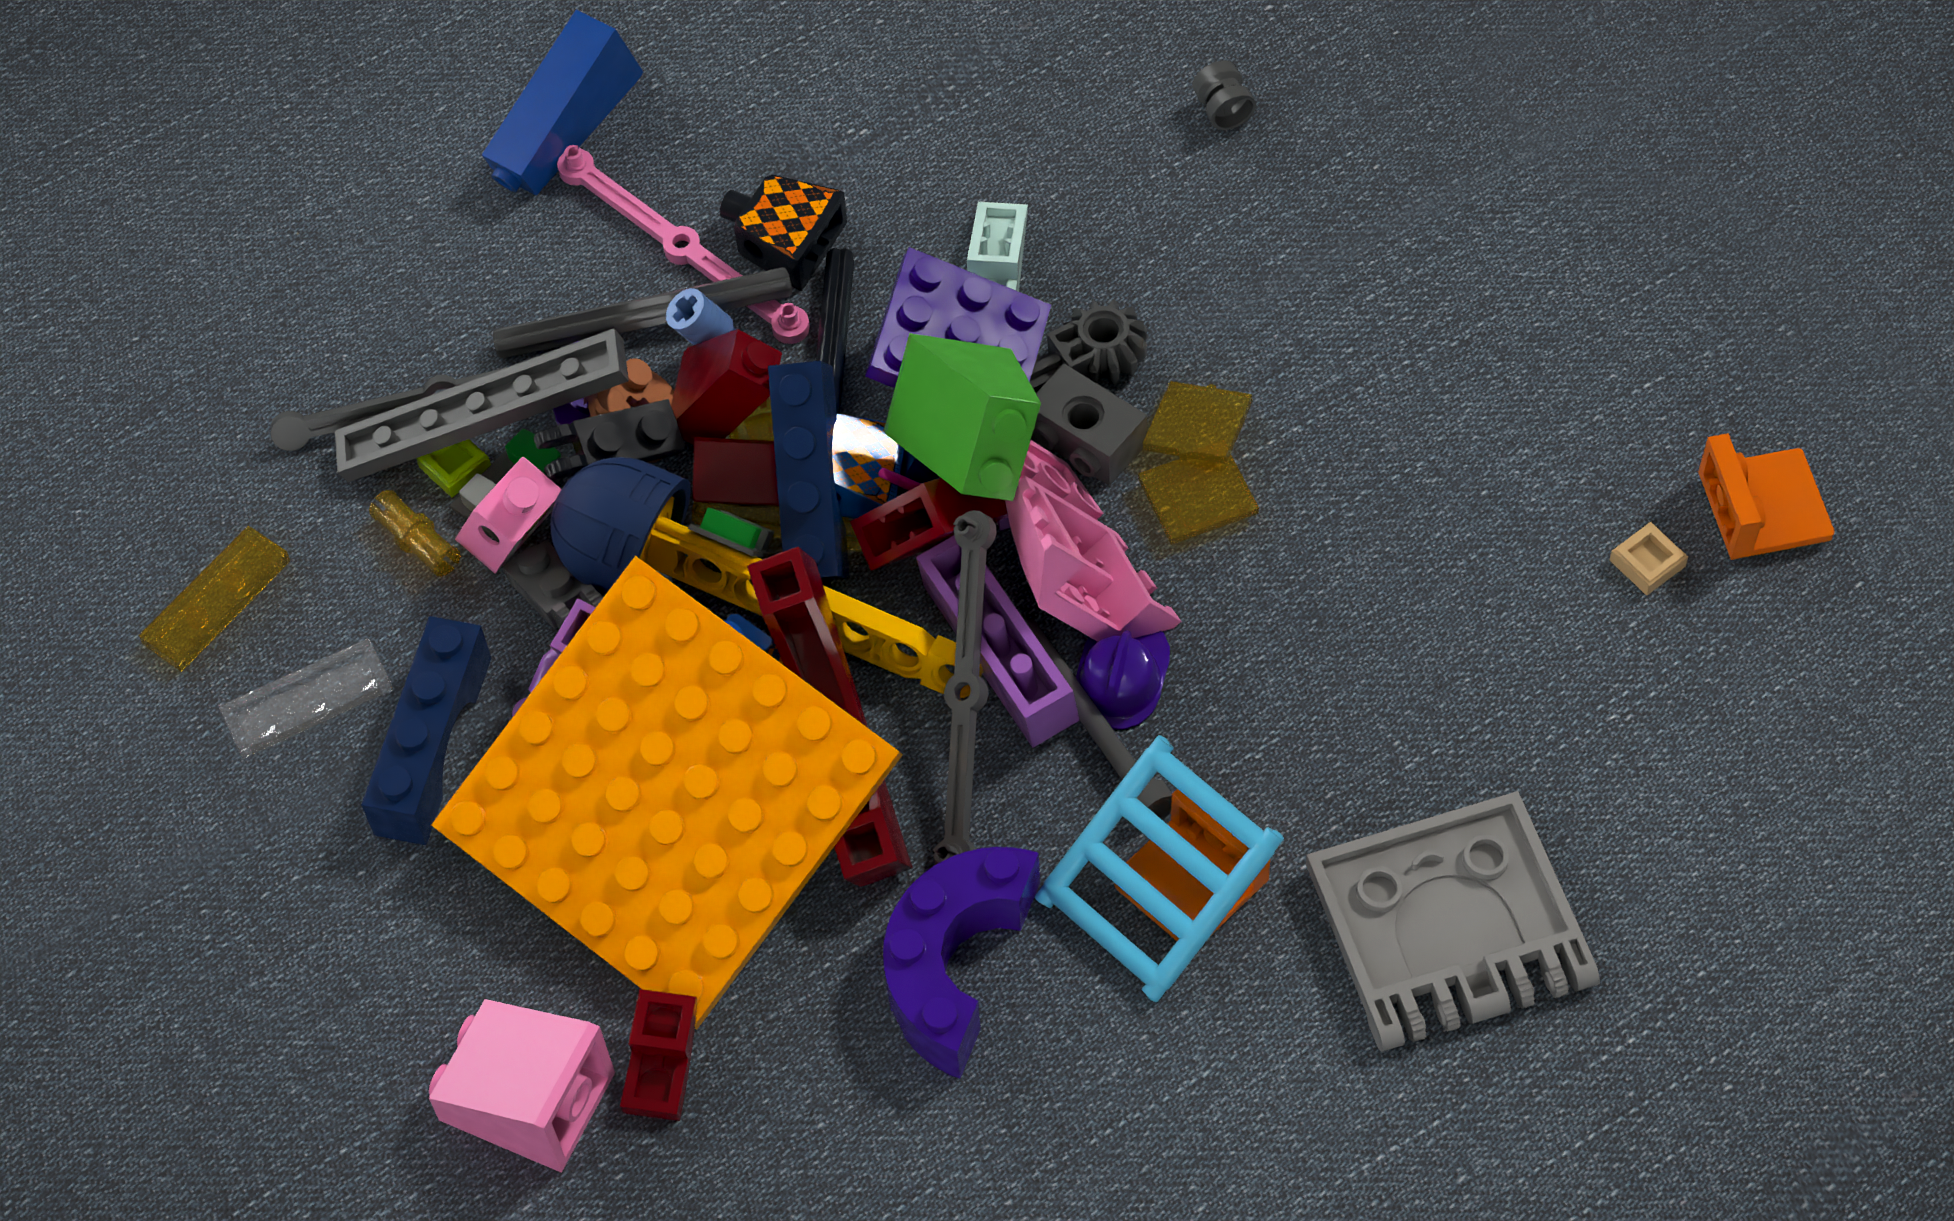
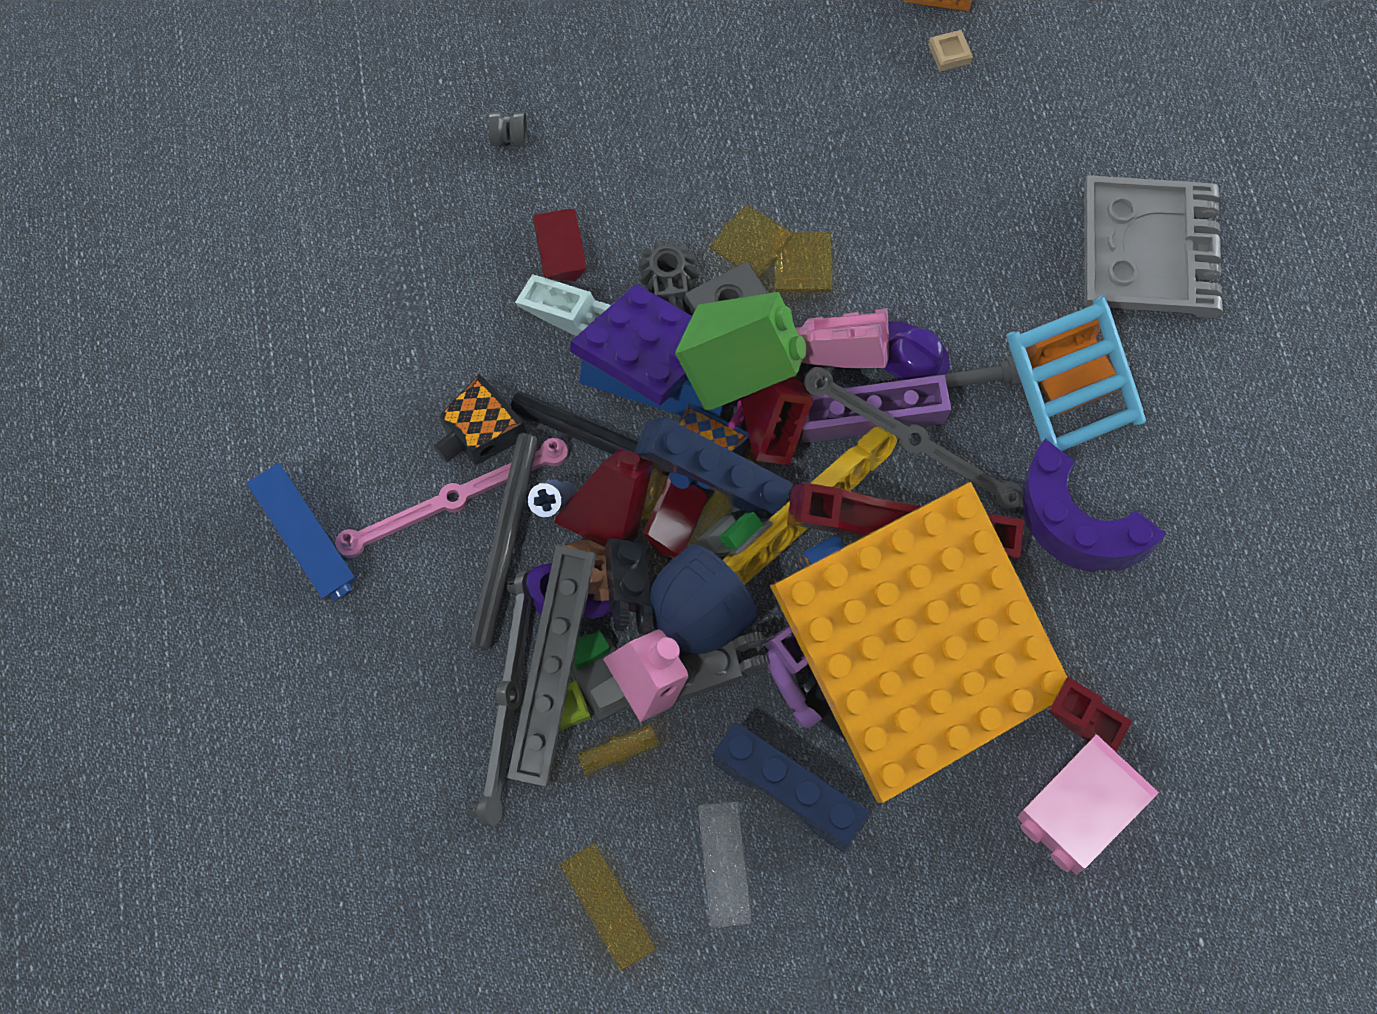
camera: 70 degrees left, 10 degrees up
(1079, 212) = (560, 244): none -> dark red slope

